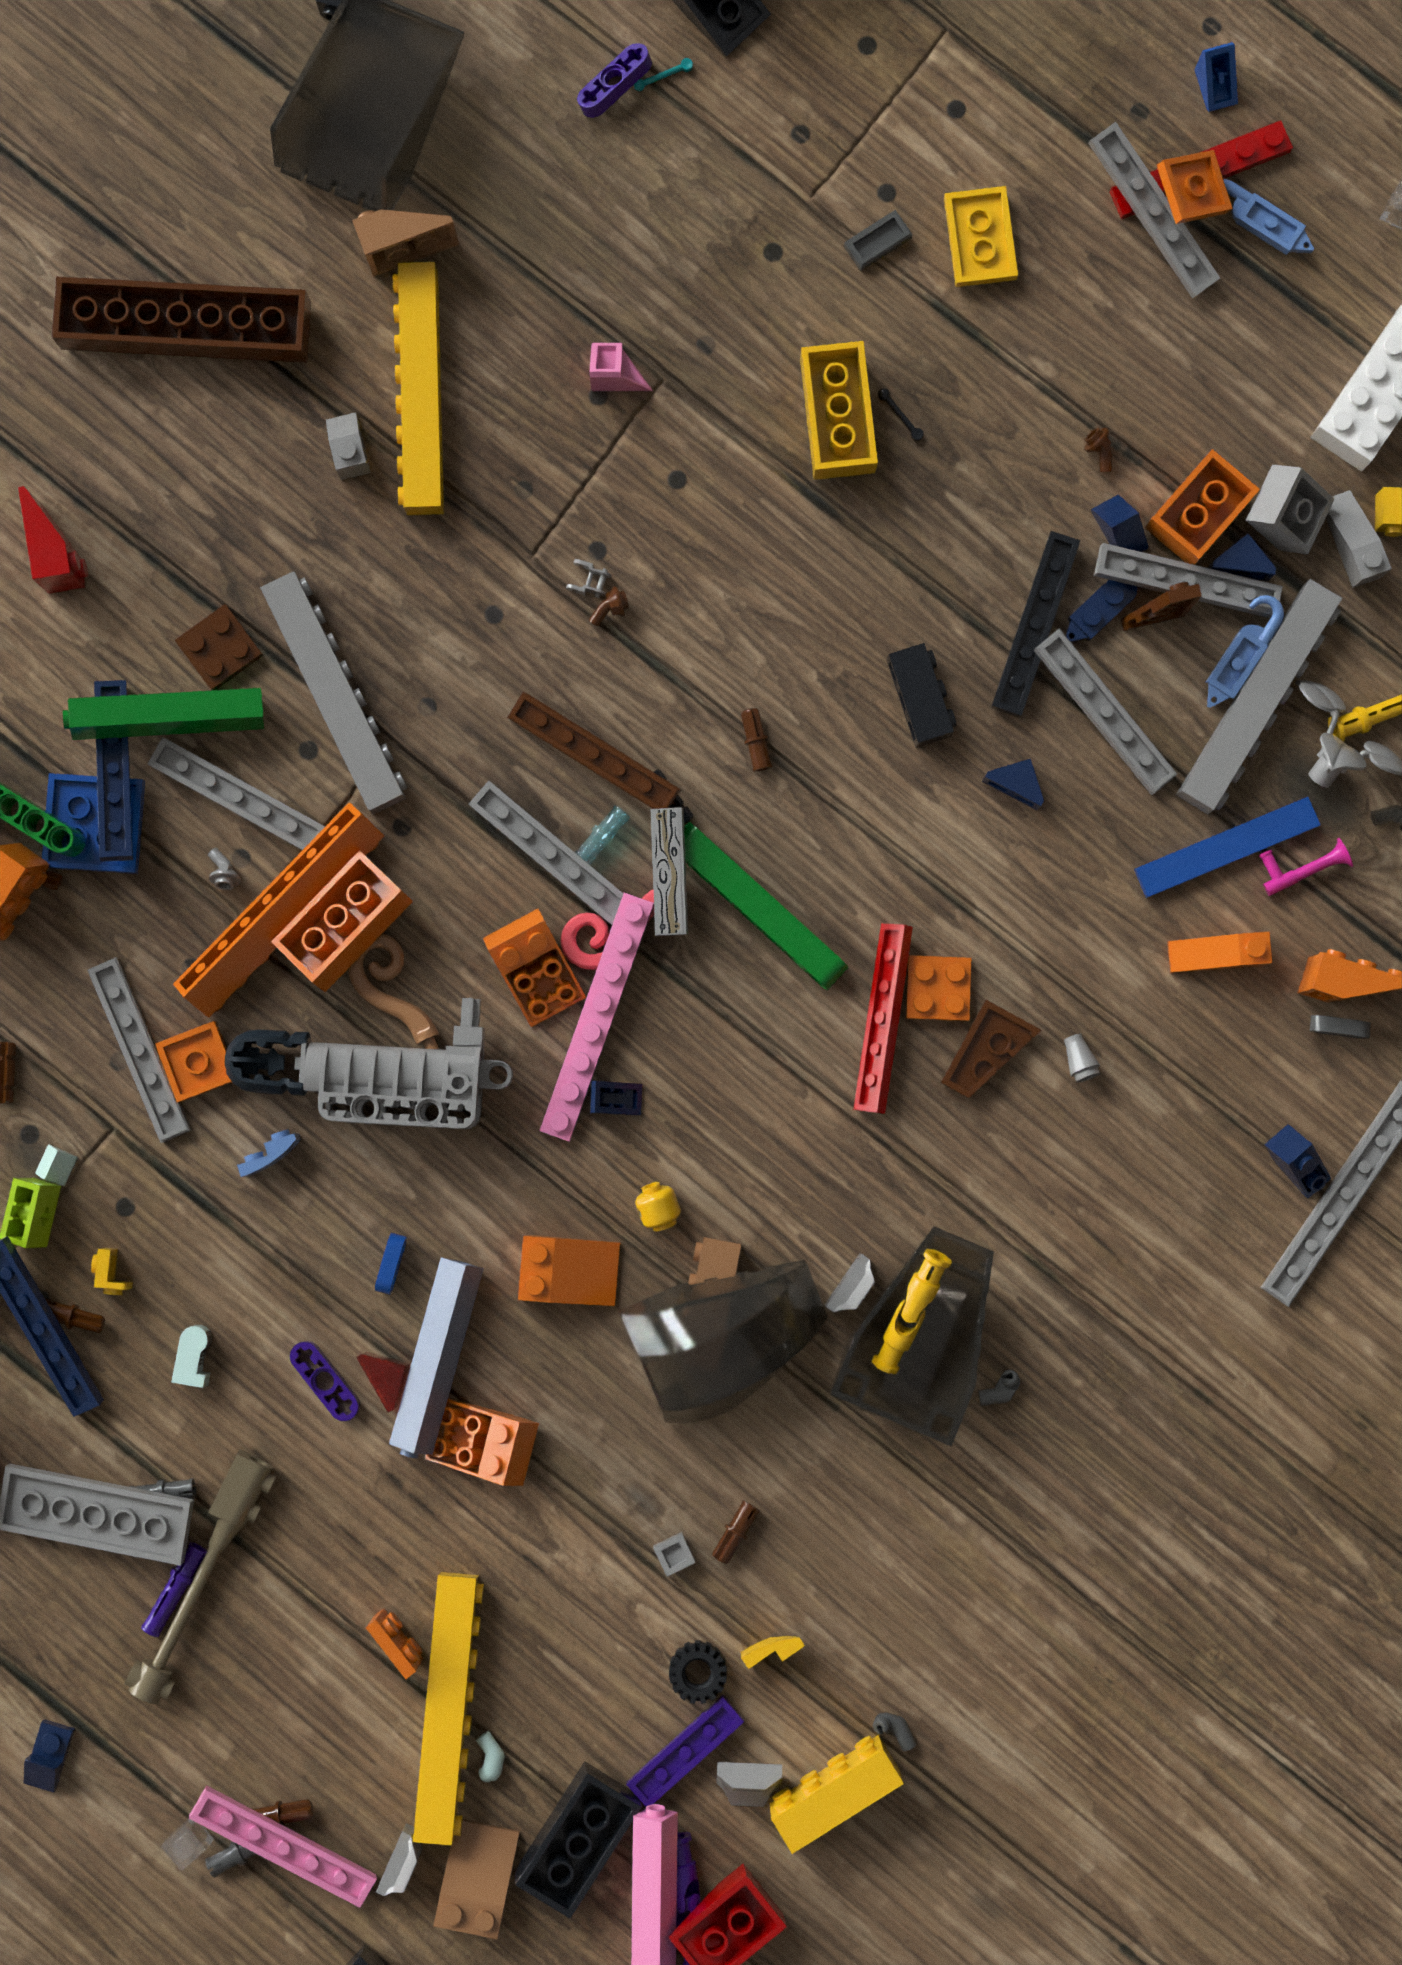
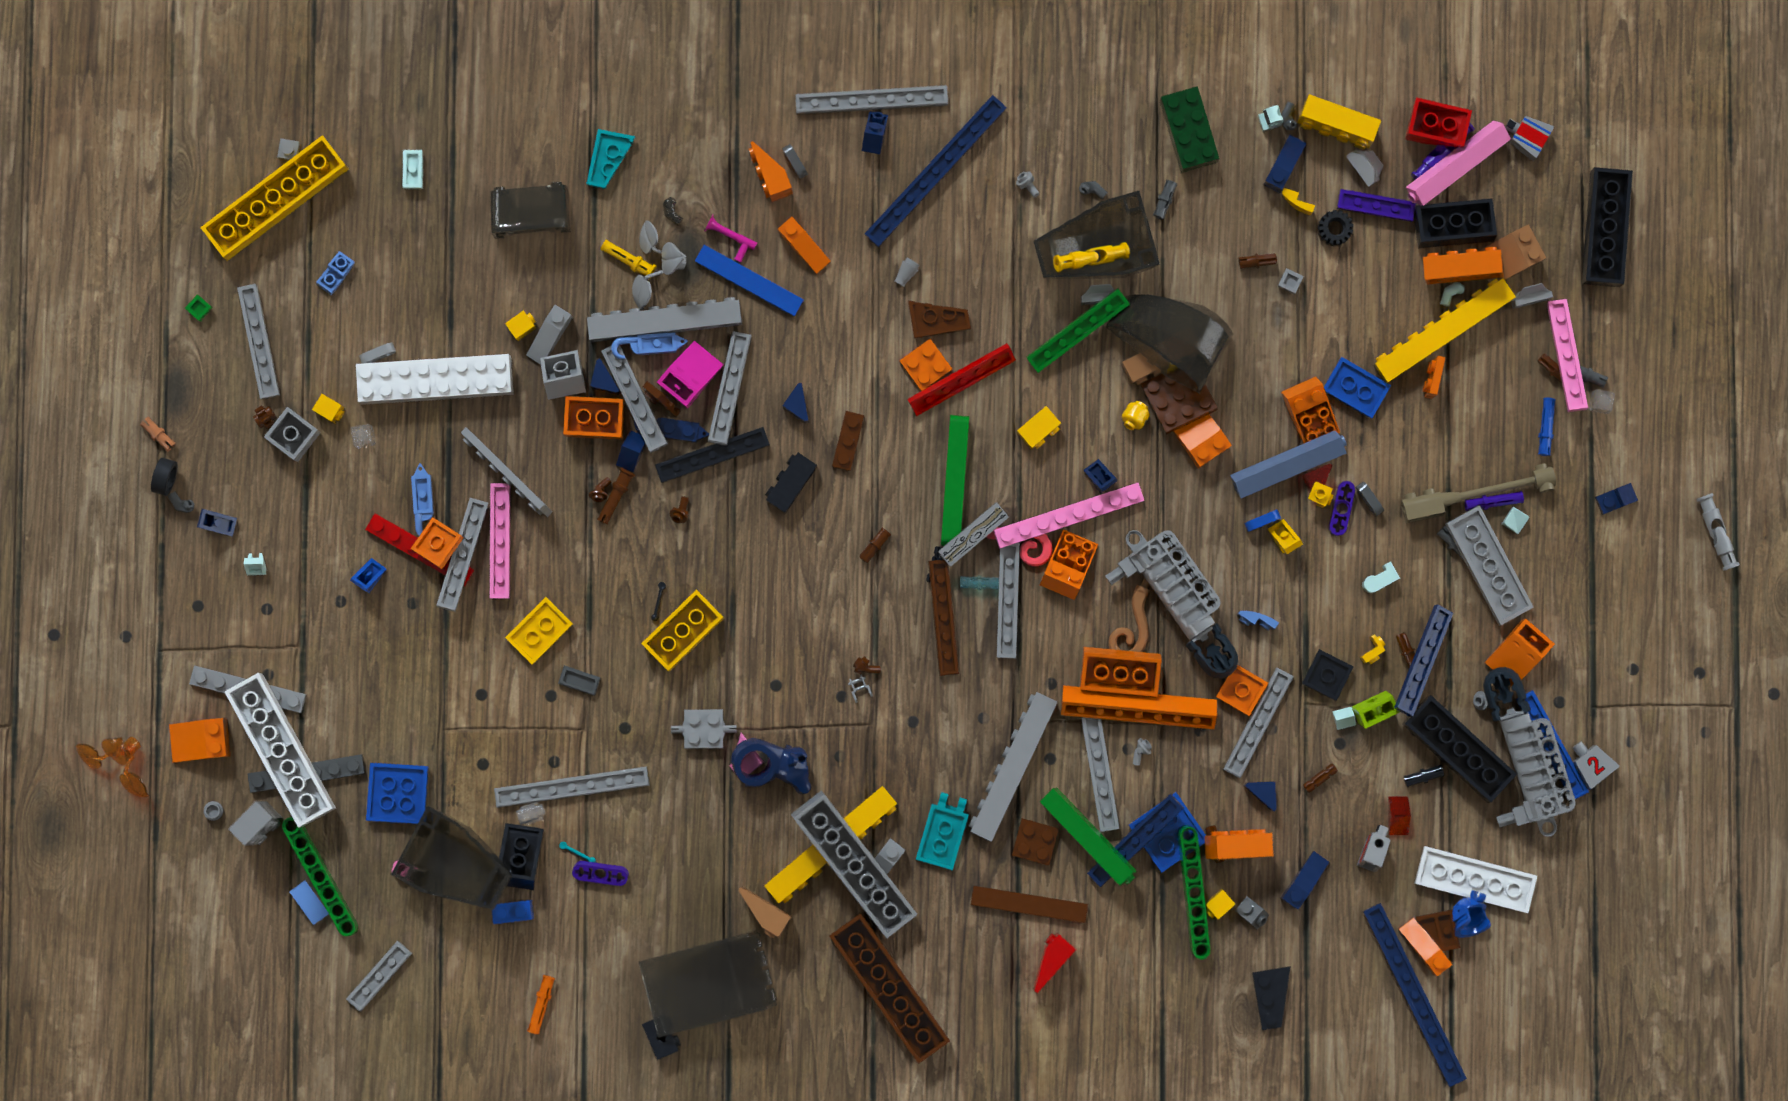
camera: 125 degrees left, 0 degrees up
(45, 985) = (1264, 792): none -> dark blue slope
(126, 1187) = (1327, 675): none -> black plate
(127, 1597) = (1515, 520): none -> light aqua slope
(147, 578) = (1029, 904): none -> reddish brown tile
(214, 1740) = (1546, 427): none -> blue pin
(307, 1427) = (1369, 498): none -> dark grey beam
(322, 540) = (943, 833): none -> teal tile
(345, 1275) = (1285, 537): none -> yellow slope
(361, 1366) = (1321, 494): none -> yellow bracket
(369, 387) = (854, 864): none -> light grey brick
(465, 1528) = (1356, 387): none -> blue plate
(508, 1804) = (1463, 266): none -> orange brick
(565, 406) = (783, 763): none -> dark blue animal
(629, 1271) = (1175, 403): none -> reddish brown plate
(693, 345) = (704, 729): none -> light grey plate
(740, 1068) = (1039, 428): none -> yellow brick
(751, 129) = (571, 787): none -> light grey tile
(757, 51) = (530, 813): none -> clear brick
(828, 1220) = (1078, 330): none -> green plate
(836, 1673) = (1284, 164): none -> dark blue slope
(911, 1704) = (1270, 118): none -> light aqua leg
(912, 1474) = (1165, 199): none -> dark grey pin
(918, 811) = (848, 441): none -> reddish brown plate
(981, 1582) = (1189, 129): none -> dark green brick
(990, 525) = (680, 514): none -> reddish brown plate
(1081, 1309) = (1025, 180): none -> light grey plate
(1084, 474) = (620, 487): none -> reddish brown pin
(1134, 274) = (499, 541): none -> bright pink plate
(1150, 350) = (509, 477): none -> light grey wing
(1163, 673) = (690, 374): none -> dark pink slope
(1185, 1202) = (935, 171): none -> dark blue plate

